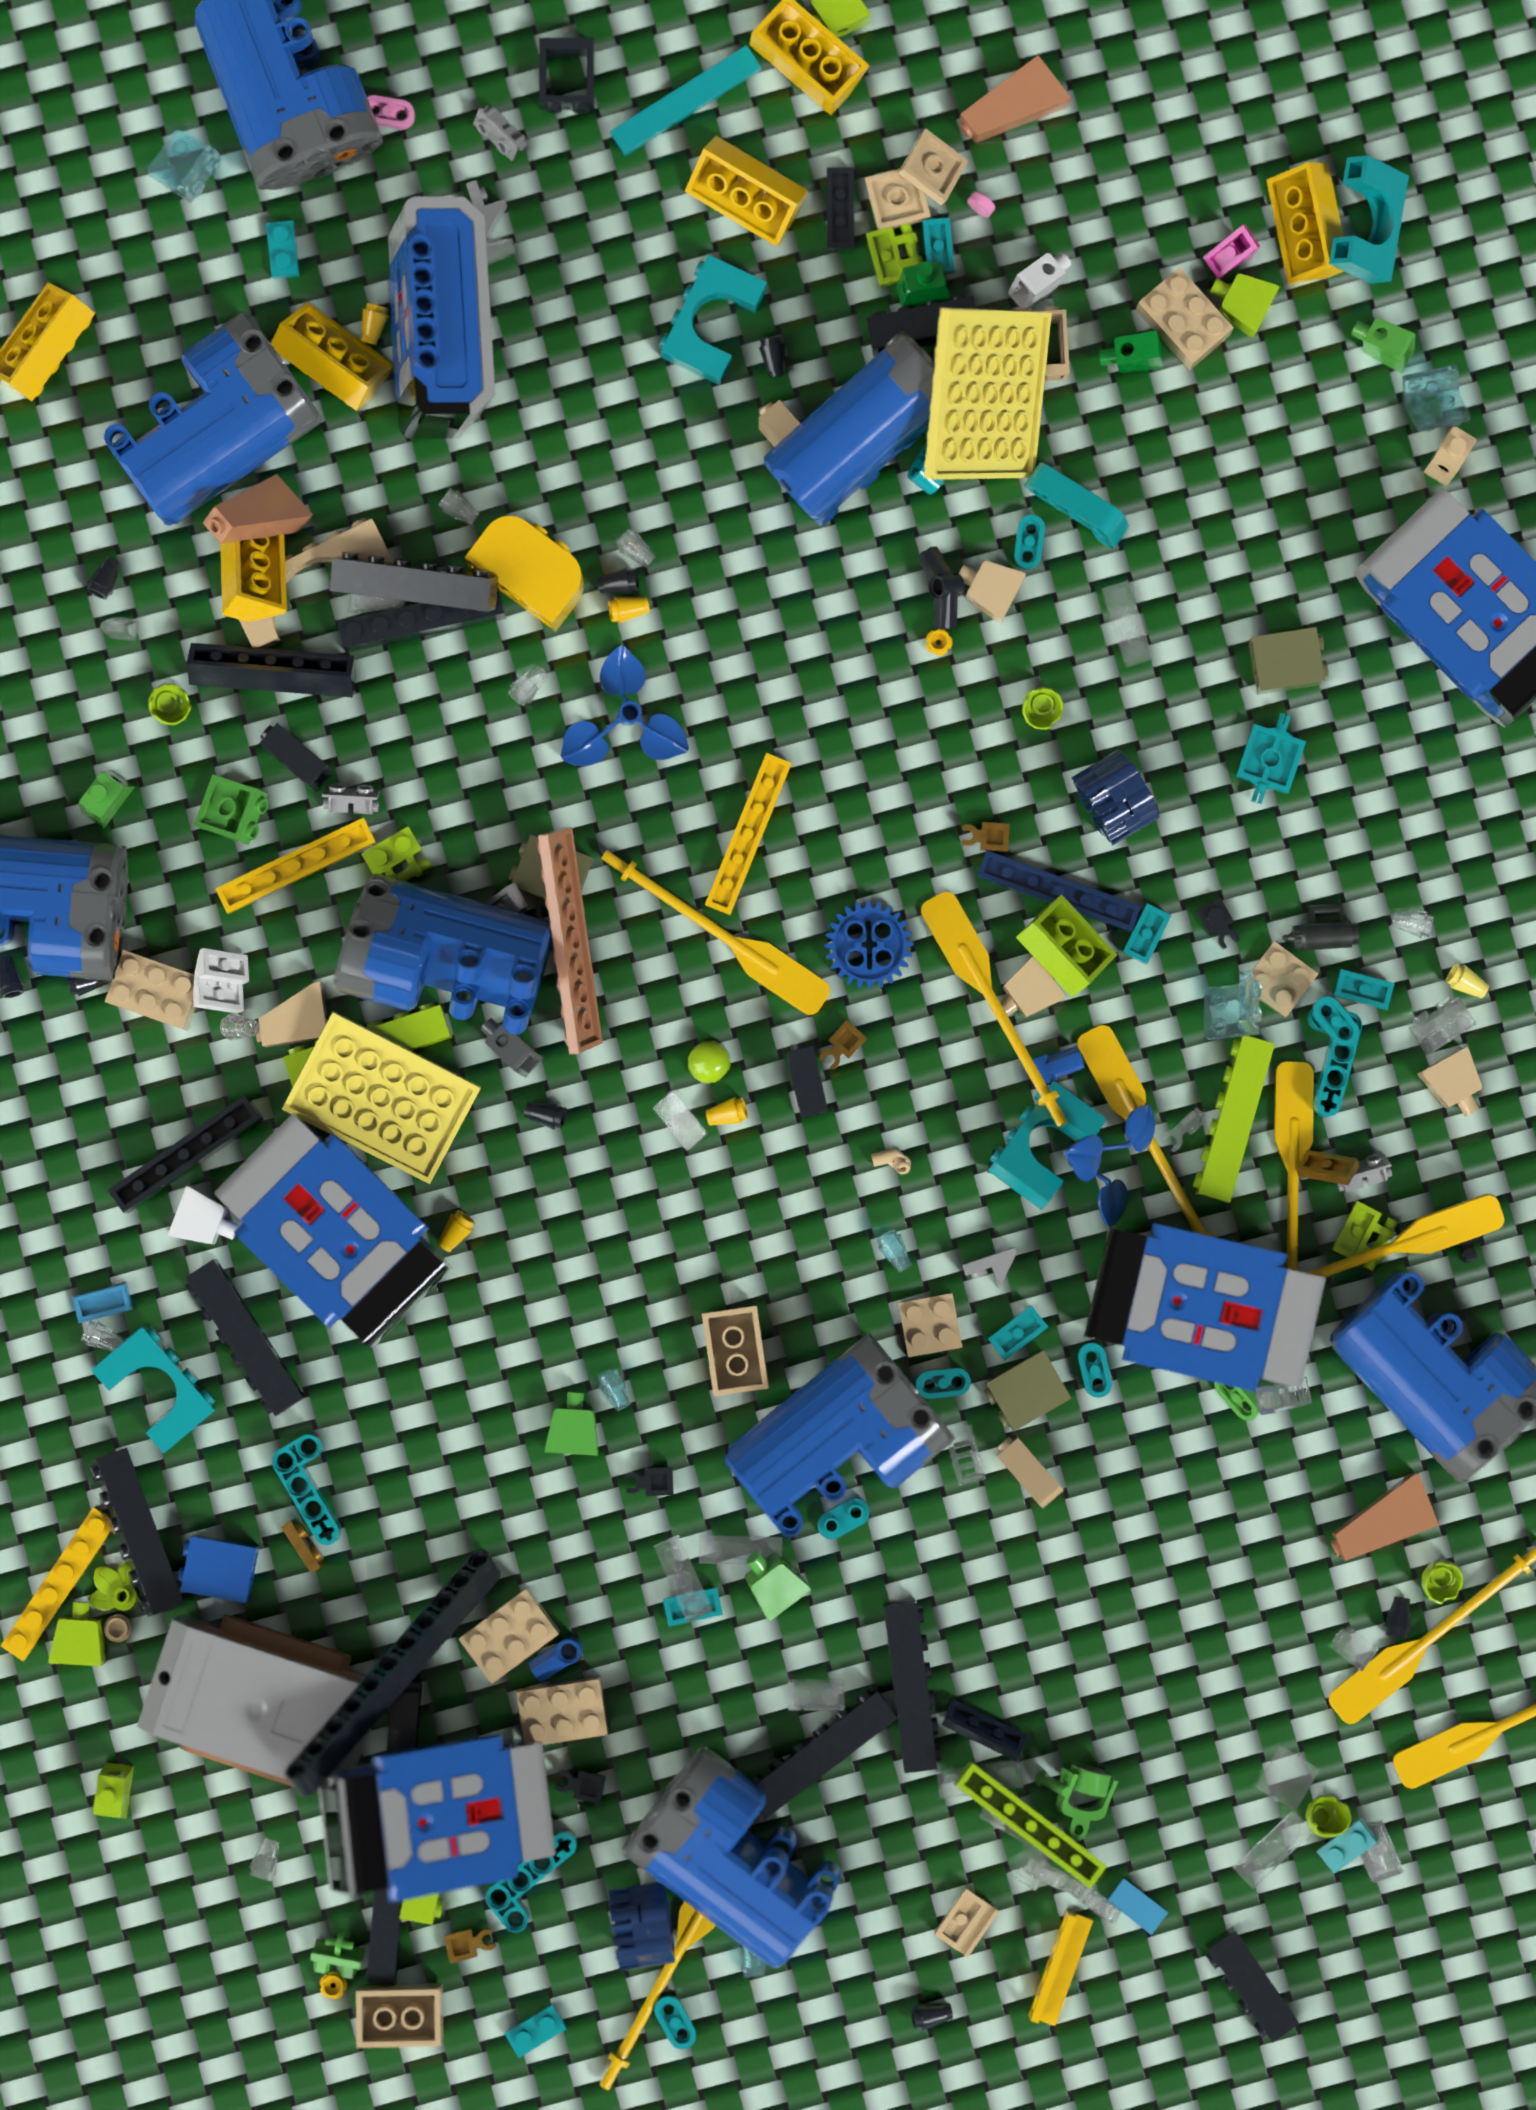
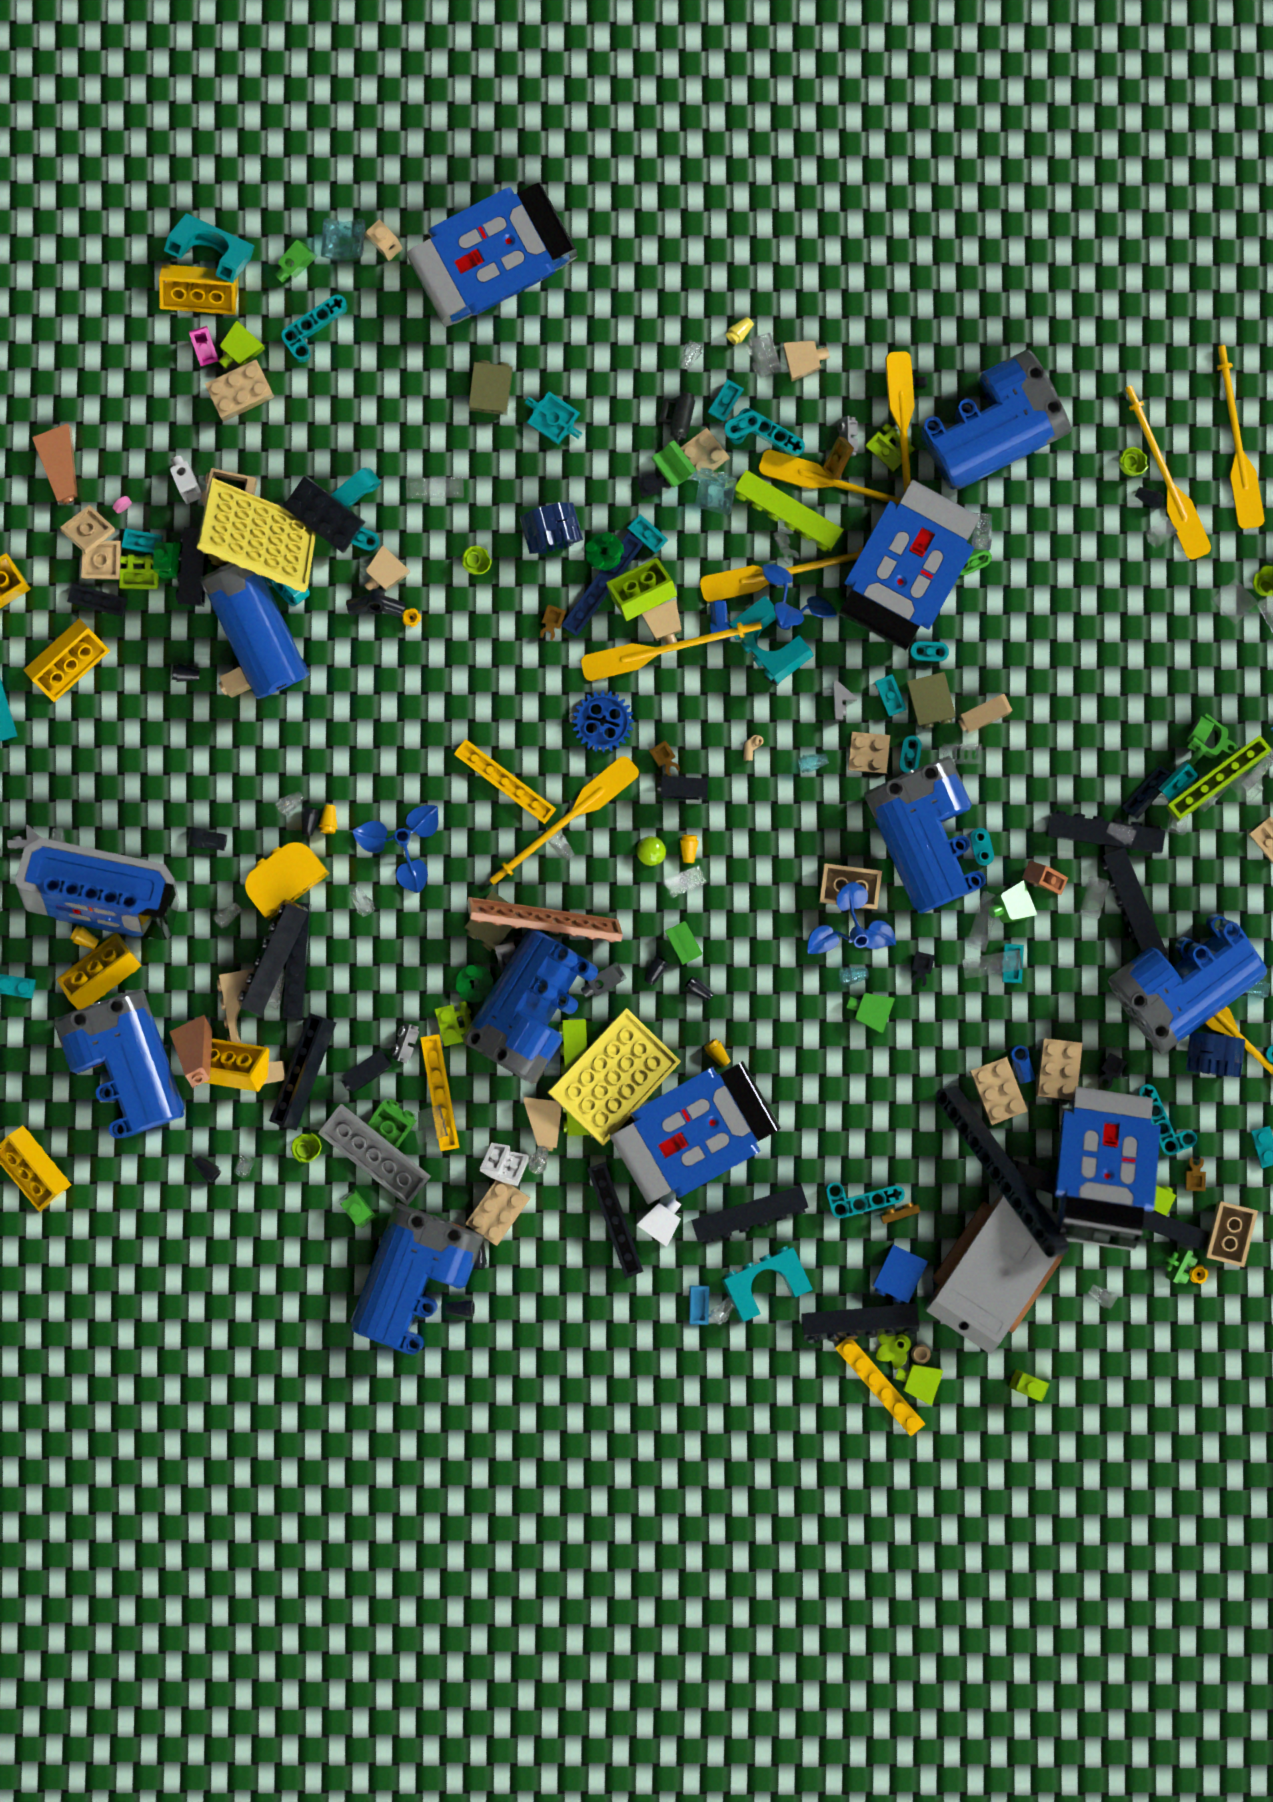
camera: 75 degrees left, 0 degrees up
(185, 799) = (374, 1154): none -> light grey plate
(247, 864) = (429, 1124): none -> clear piece
(472, 863) = (464, 986): none -> green plate
(536, 1180) = (698, 989): none -> black cone
(554, 444) = (203, 839): none -> black piece
(594, 1142) = (683, 942): none -> bright green panel
(680, 936) = (561, 846): none -> clear cone
(680, 1407) = (876, 936): none -> blue plant
(713, 281) = (160, 731): teal arch -> none
(824, 1618) = (1045, 877): none -> nougat slope
(915, 1709) = (1122, 833): none -> clear cone
(1009, 1768) = (1178, 782): none -> teal plate
(1045, 481) = (324, 514): none -> black plate
(1108, 867) = (597, 545): none -> green plate
(1145, 355) = (256, 422): green torso -> none
(1253, 942) = (673, 464): none -> bright green panel
(1306, 397) = (317, 324): none -> teal beam
(1389, 1518) = (1082, 485): nougat slope -> none

